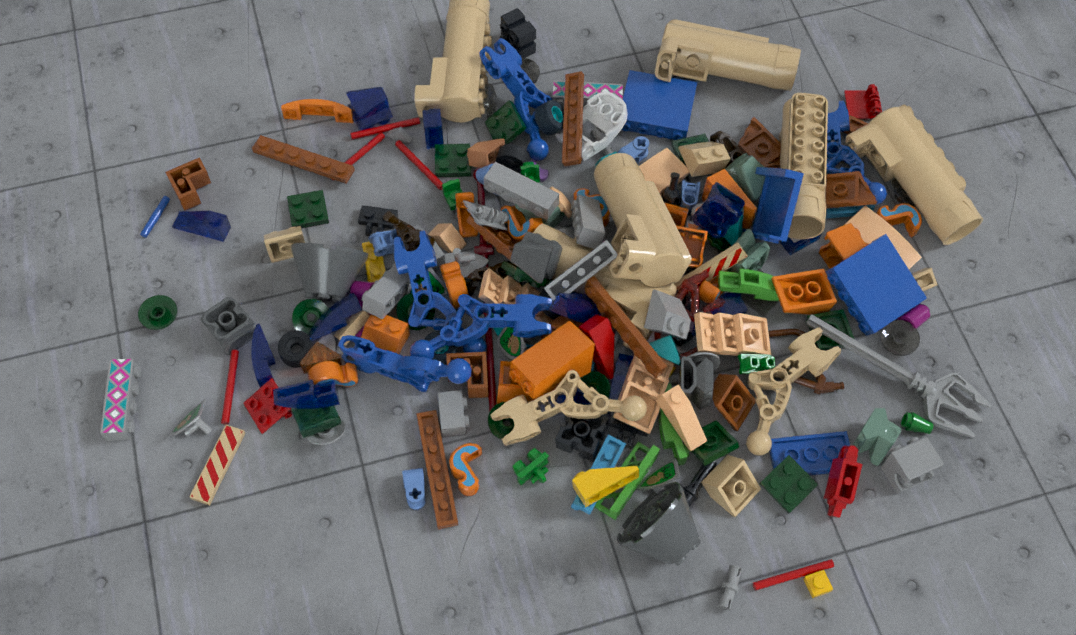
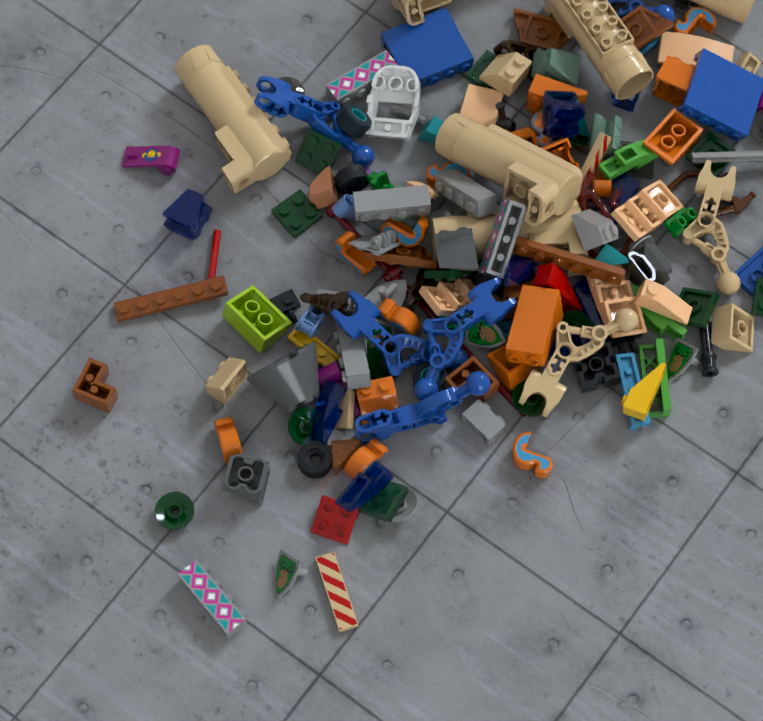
camera: 35 degrees left, 5 degrees up
(155, 216) = (89, 435): blue piece -> none
(203, 223) = (139, 412): clear blue slope -> none
(230, 387) = (289, 527): red bar -> none
(244, 284) = (227, 437): none -> orange animal
(261, 357) = (295, 485): clear blue slope -> none
(295, 110) = (165, 235): orange slope -> none
(308, 209) = (214, 339): dark green plate -> none
(348, 212) = (256, 318): none -> lime slope
(384, 128) = (214, 223): red bar -> none
(388, 57) = (162, 157): none -> magenta door
(399, 134) = (233, 221): light grey tile -> none
(414, 486) = (502, 496): medium blue piece -> none
(419, 164) = (272, 236): red bar -> none
(432, 127) = (262, 196): clear blue brick -> none
(437, 469) = (508, 472): dark orange plate -> none
(447, 237) = (353, 281): light nougat slope -> none
(449, 191) = (324, 243): green bracket -> none
(491, 101) = (284, 132): clear smoke dish -> none
(518, 32) = (258, 59): black brick -> none
(534, 469) = (574, 428): green hips -> none
(573, 119) = (374, 109): dark orange plate -> none
(637, 148) = (443, 107): medium blue piece -> none
(662, 526) = (710, 394): dark grey cone -> none
(689, 195) = (518, 112): medium blue piece -> none
(732, 399) = (684, 261): dark orange slope -> none
(776, 203) = (606, 78): blue panel -> none

